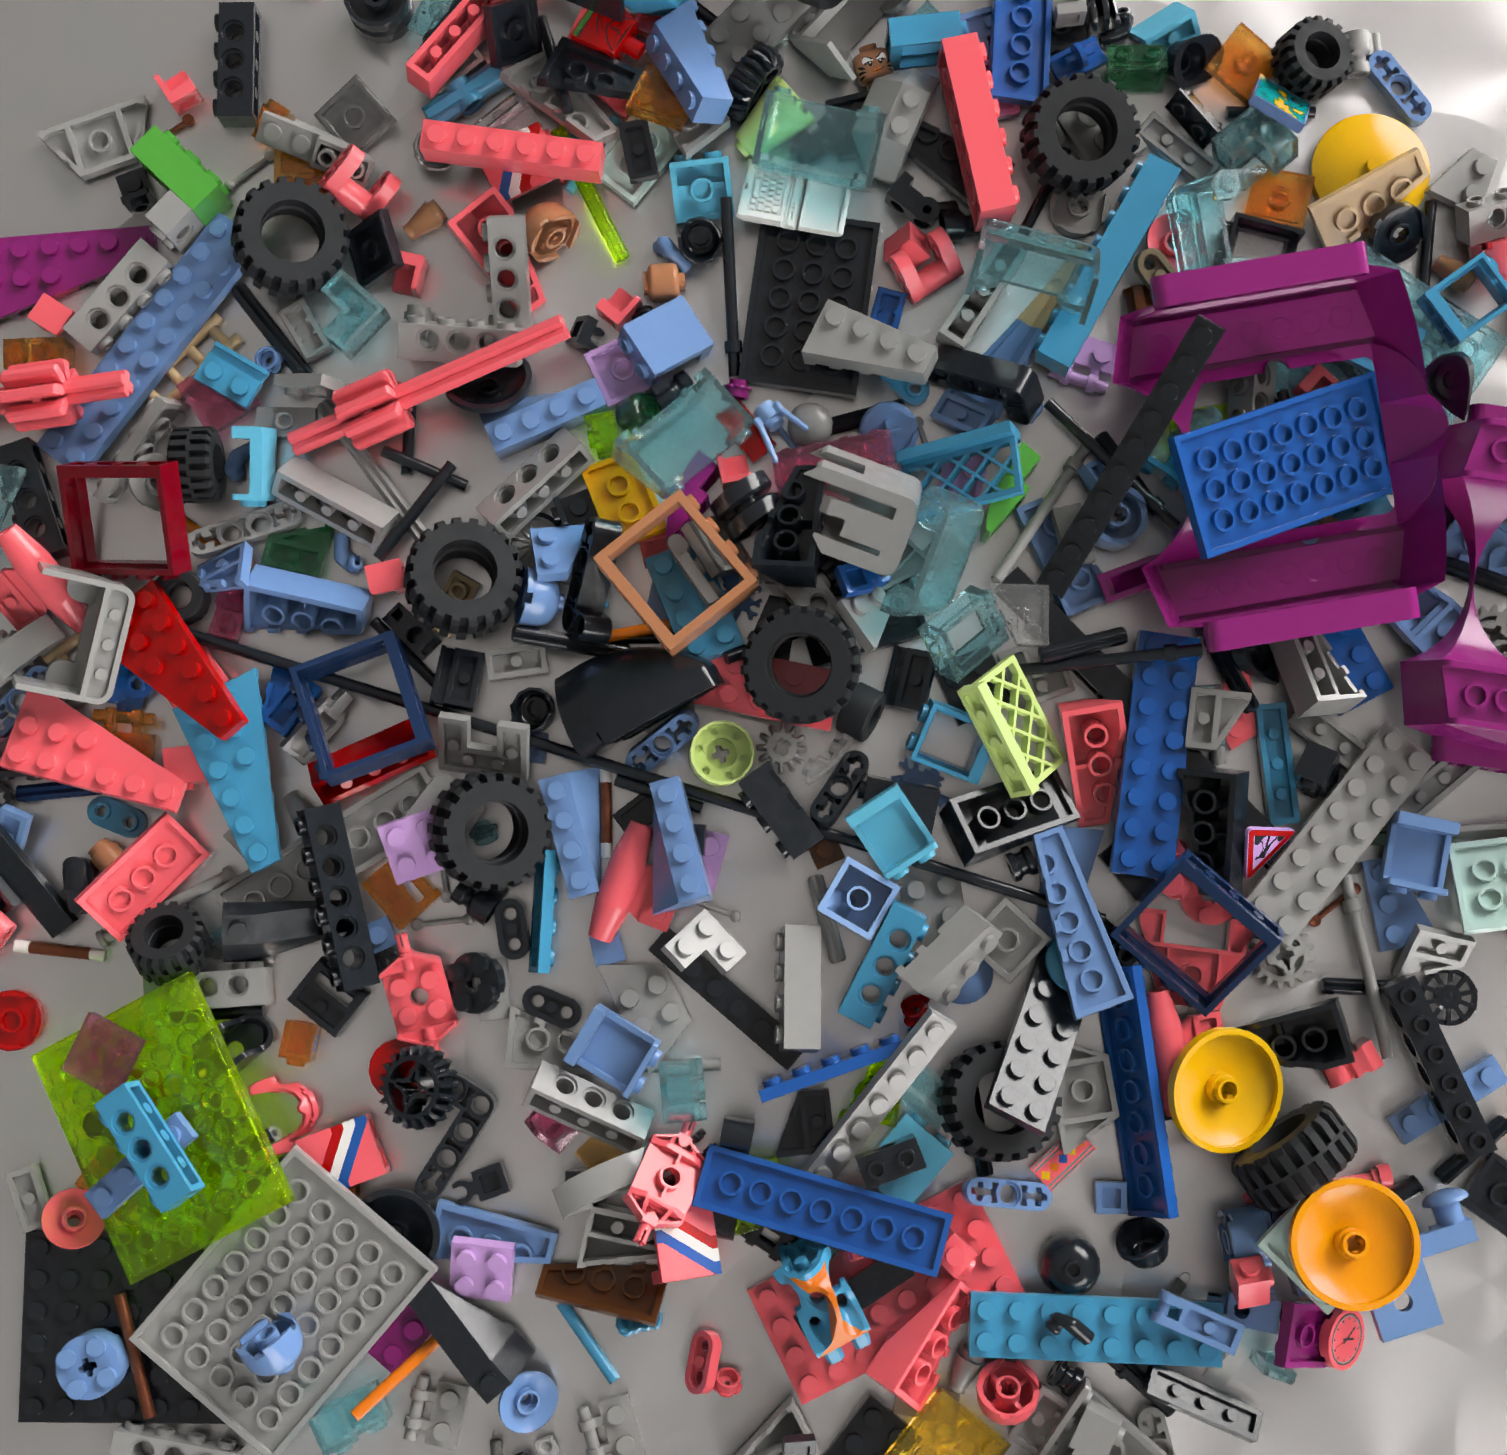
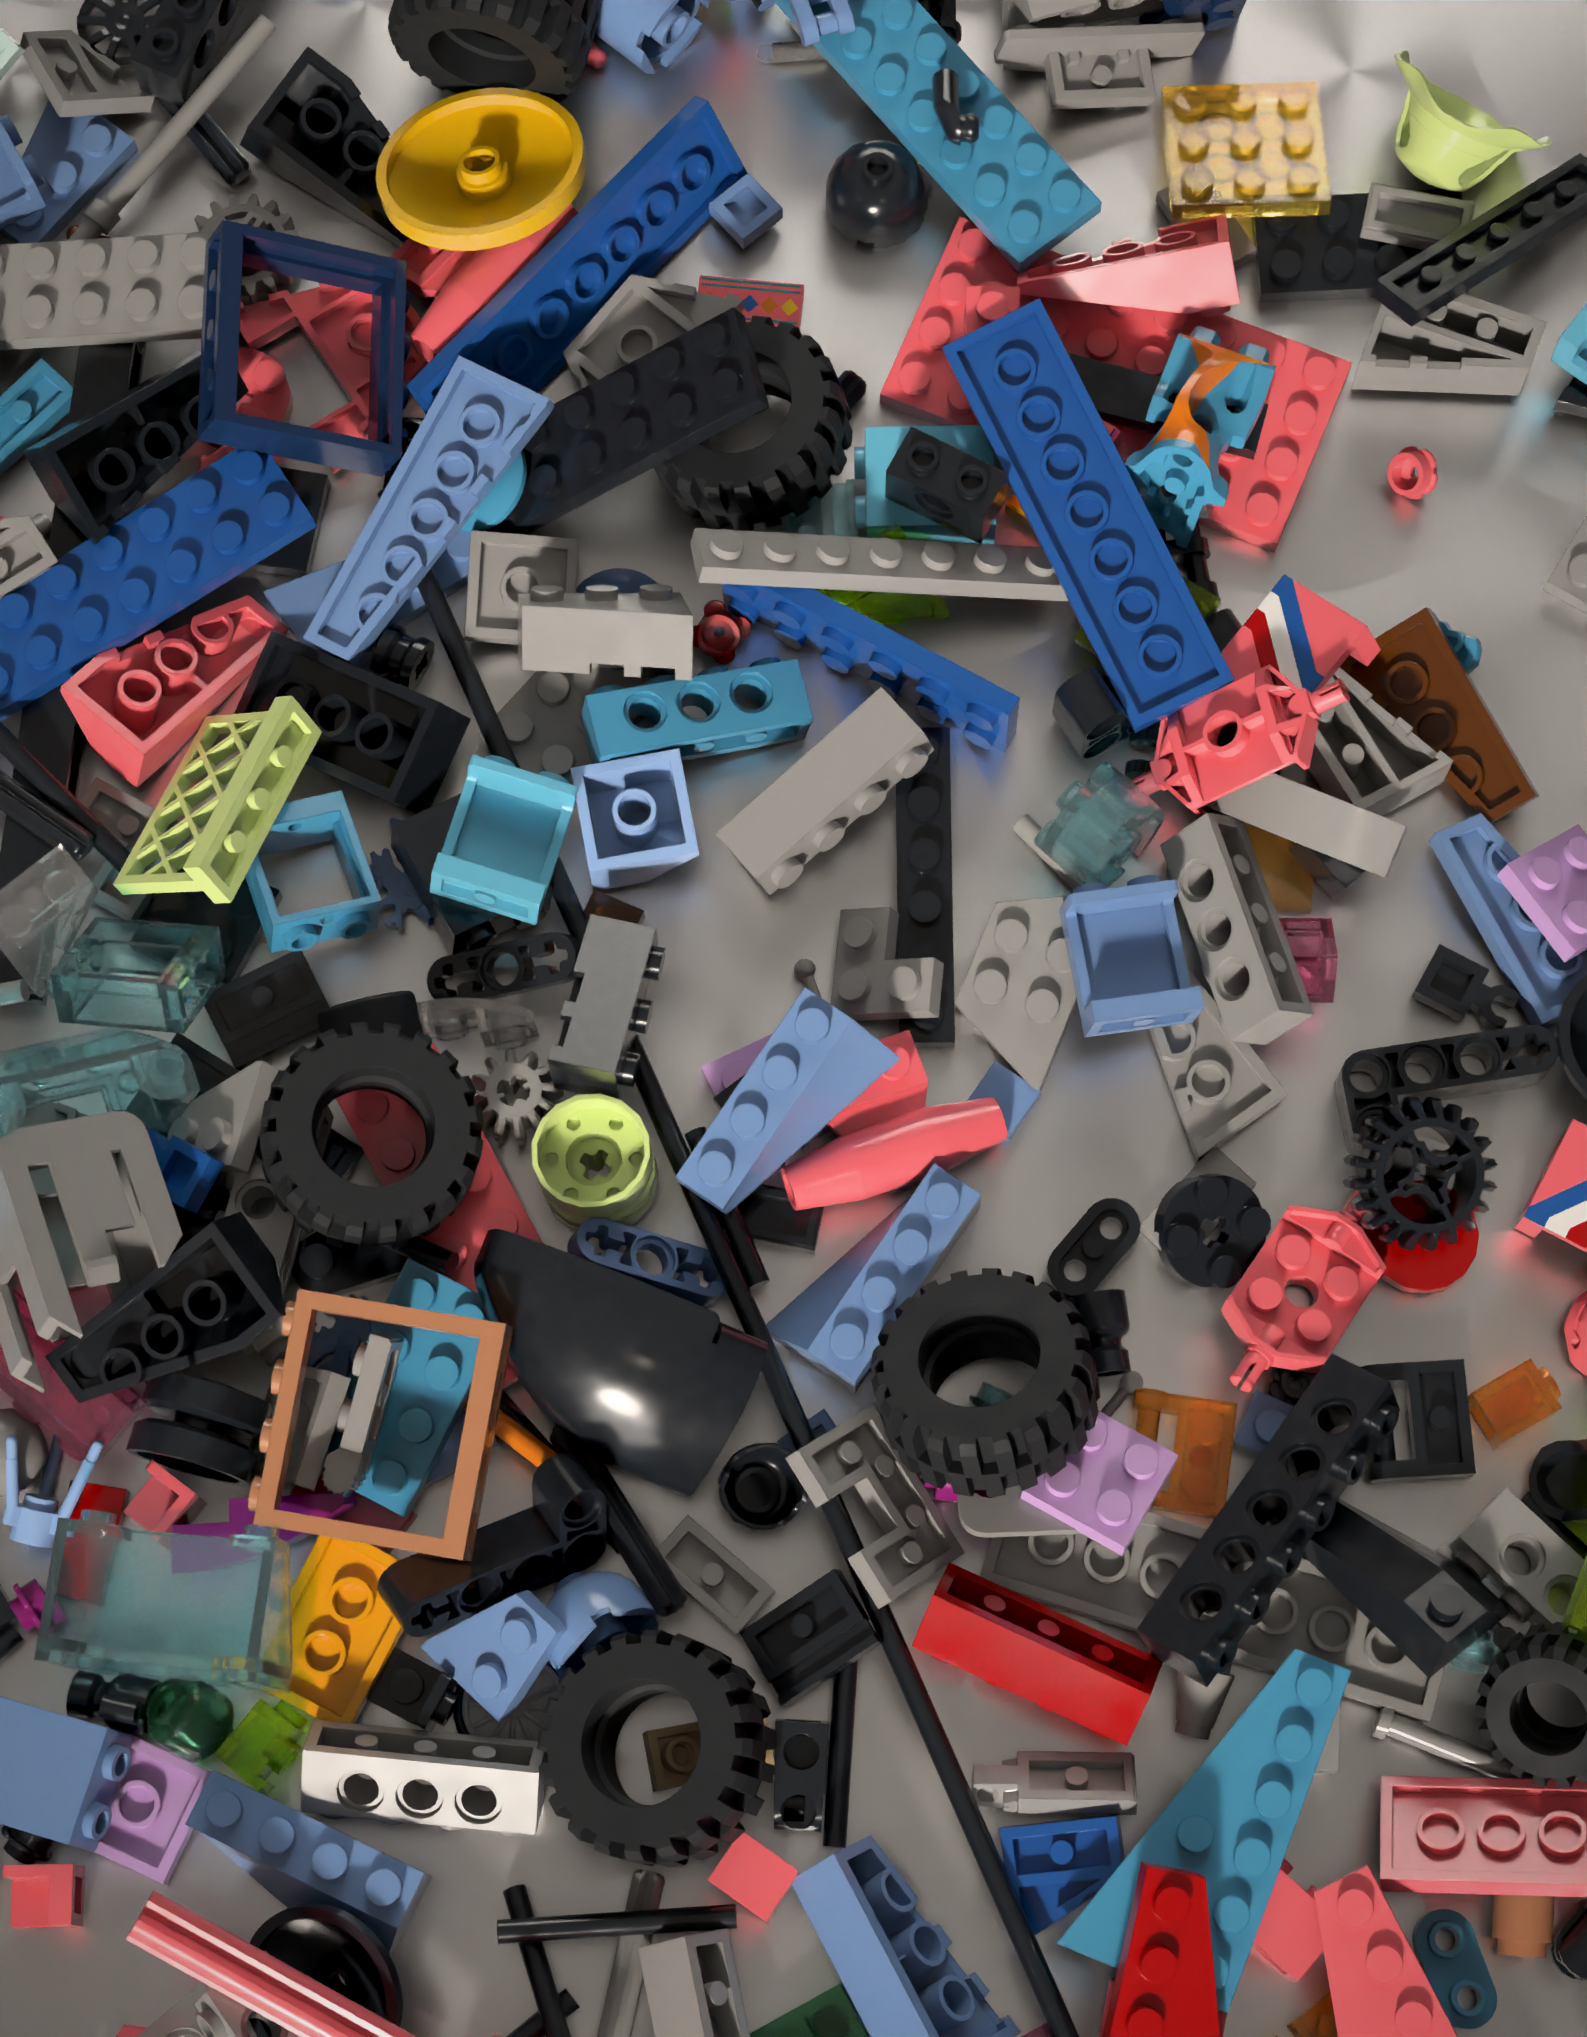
camera: 130 degrees left, 10 degrees down
(344, 557) = (776, 1976): medium blue arm -> none
(344, 658) = (1054, 1792): dark blue window -> none
(418, 924) = (1205, 1388): light grey hinge -> none
(543, 924) = (1042, 1216): dark azure plate -> none
(552, 1006) = (1148, 1105): black plate -> none
(582, 331) = (118, 1912): black tile -> none
(588, 1342) = (1531, 683): dark azure bar -> none
(606, 846) = (821, 1261): copper bar -> none
(703, 1362) = (1414, 524): coral plate -> none
(807, 1123) = (1002, 640): black wing -> none
(828, 926) = (675, 883): light grey axle -> none
(964, 1370) = (1123, 211): light grey cone -> none
(985, 1200) = (858, 352): medium blue beam -> none
(1007, 1391) = (1101, 130): coral cylinder -> none
(1065, 1377) = (1020, 83): black wheel -> none
(1143, 1242) = (766, 126): black helmet -> none
(1261, 845) = (112, 368): piece -> none
(1366, 1060) = (291, 41): coral leg -> none

